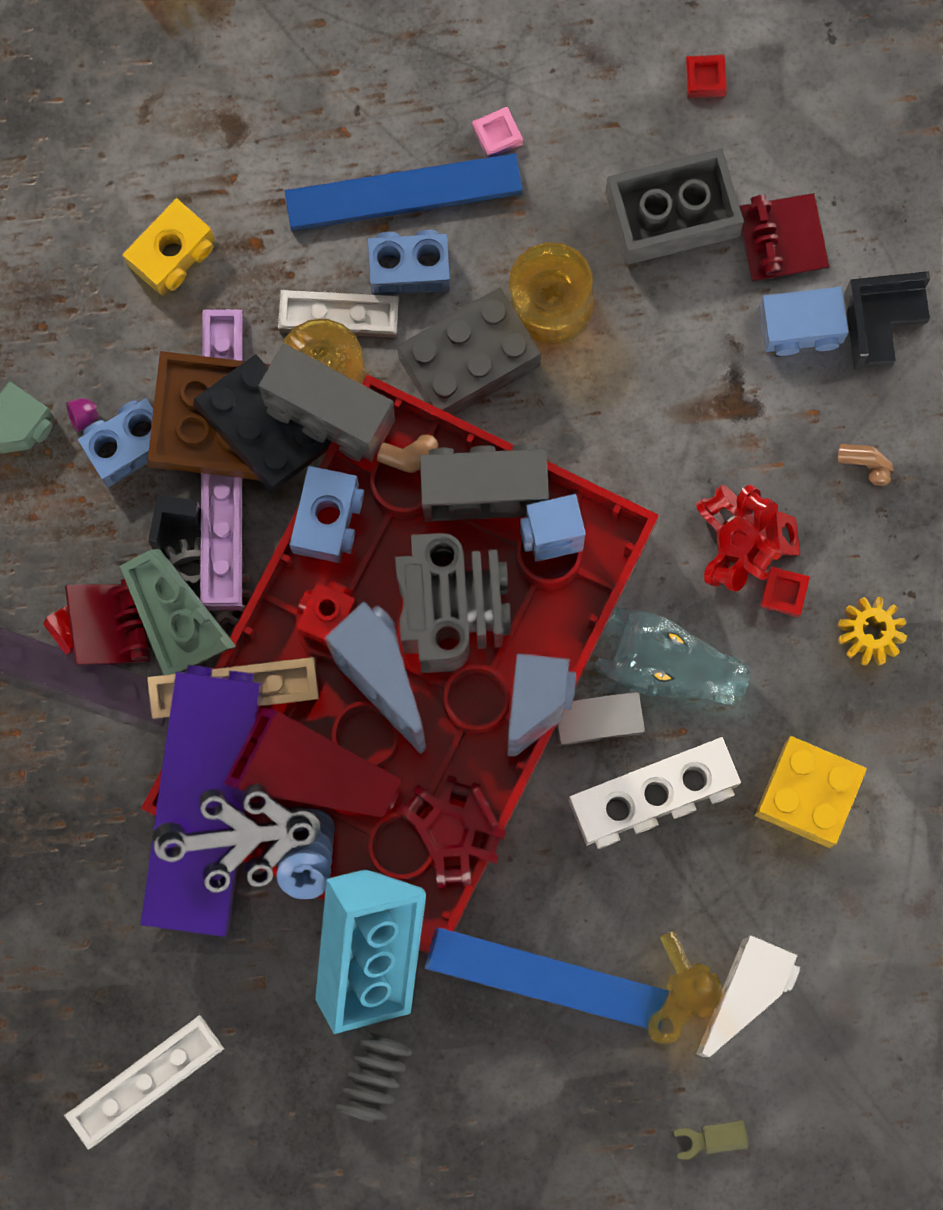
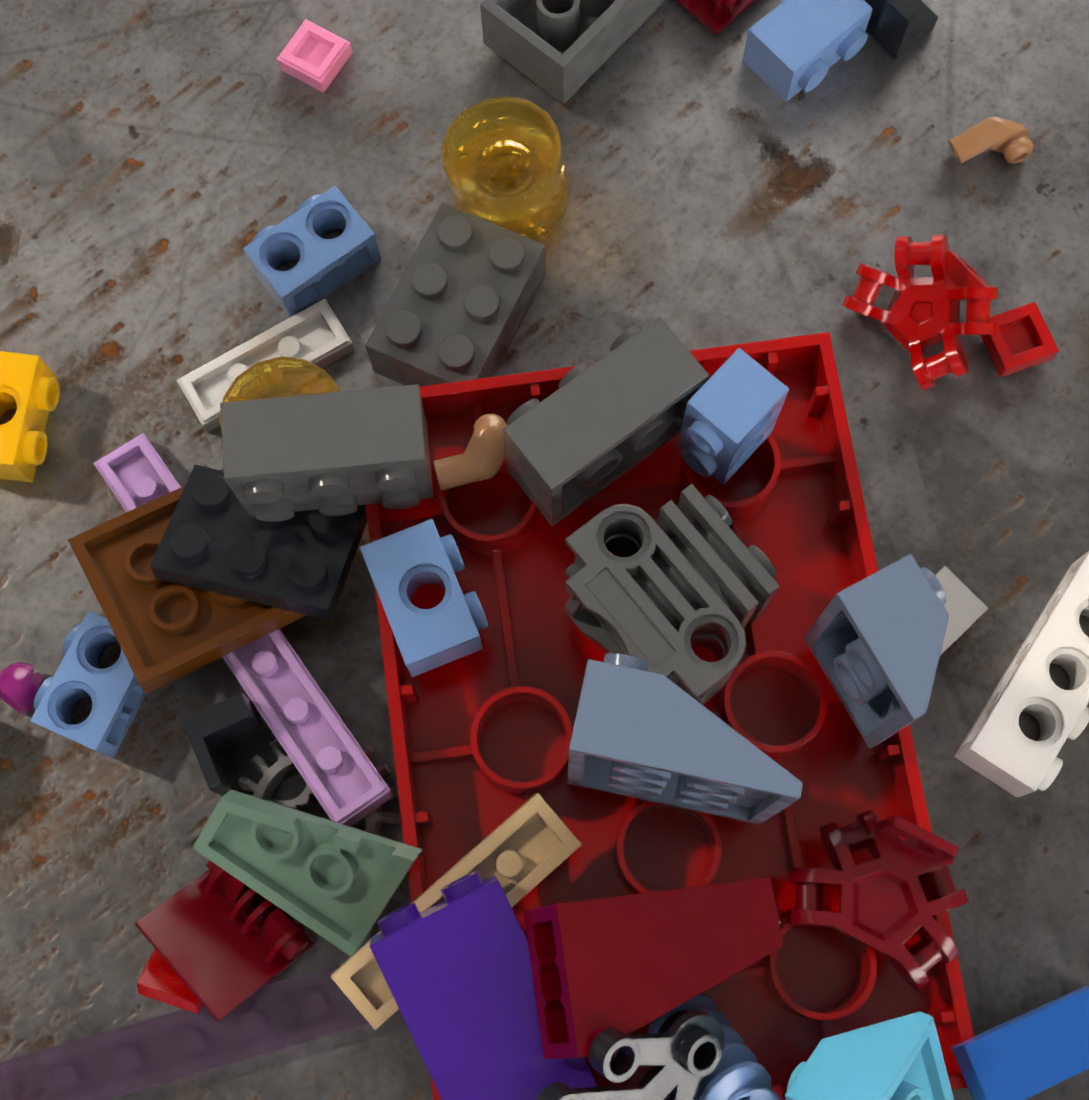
camera: 35 degrees left, 5 degrees down
(316, 603) = (523, 746): red brick -> none
(403, 192) = (247, 184): blue tile -> none
(668, 661) = (955, 505): clear light blue animal -> none

